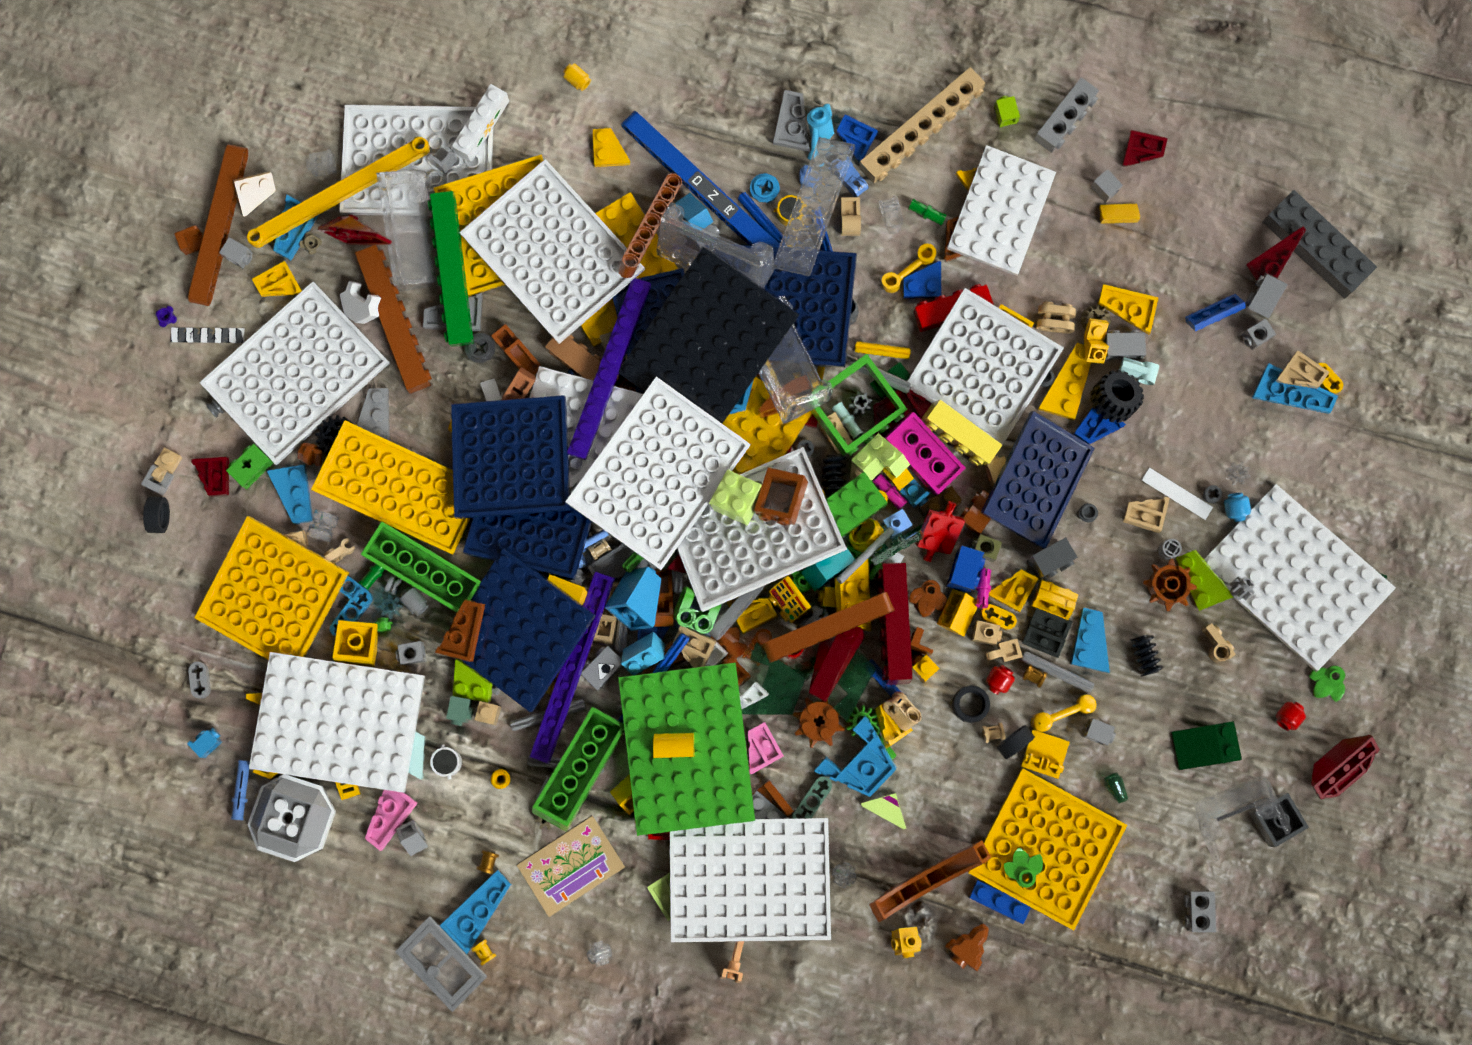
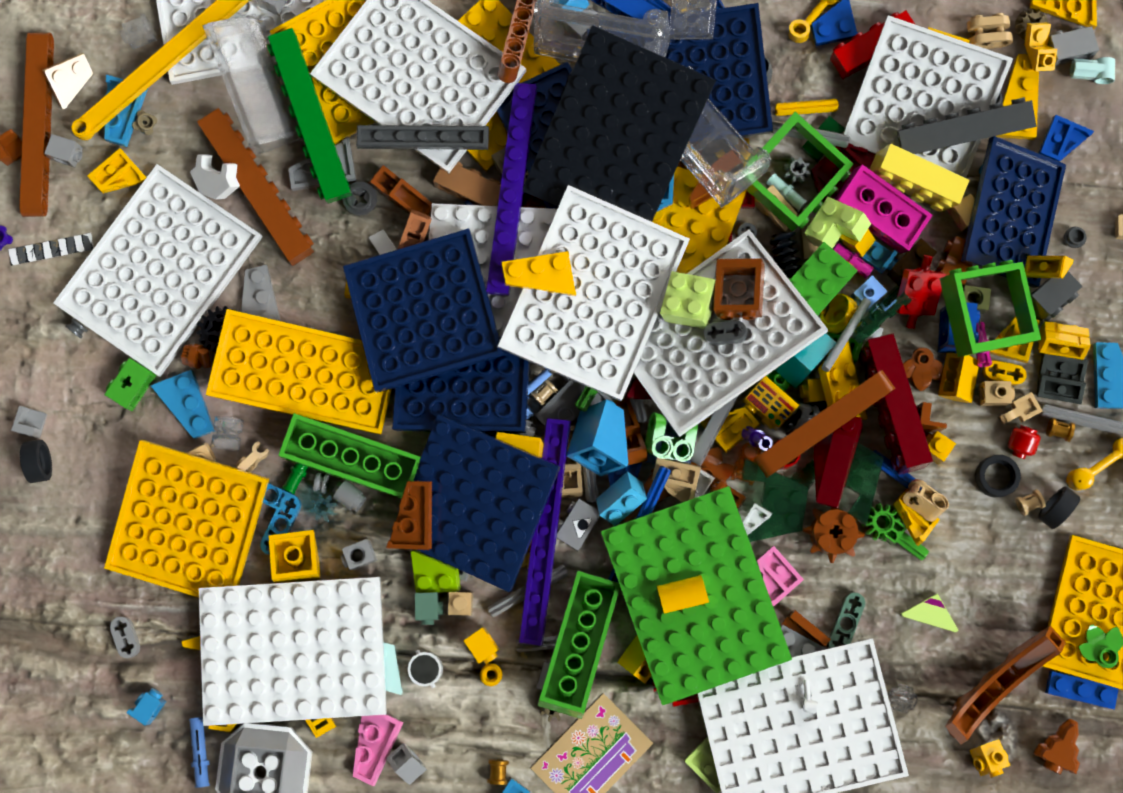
camera: 10 degrees left, 0 degrees up
(166, 462) = (34, 400): tan plate -> none
(213, 475) = (91, 403): dark red wing -> none
(353, 232) = (190, 99): dark red wedge -> none
(384, 624) = (320, 529): bright green plate -> none
(497, 753) = (482, 646): none -> yellow brick
(542, 308) = (422, 137): none -> dark grey tile
(619, 448) = (542, 272): none -> yellow wing
(760, 862) = (808, 705): none -> white hand
(761, 527) = (725, 327): none -> dark grey beam
(769, 627) = (757, 438): none -> dark purple pin
(867, 768) = (899, 574): dark azure wing -> none
(962, 558) = (959, 314): none -> bright green window
(1011, 398) = (967, 128): none -> dark grey brick
(1045, 754) = (1094, 515): yellow hinge -> none
(1052, 533) = (1047, 266): none -> yellow slope
(1110, 406) = (1078, 102): black tyre -> none

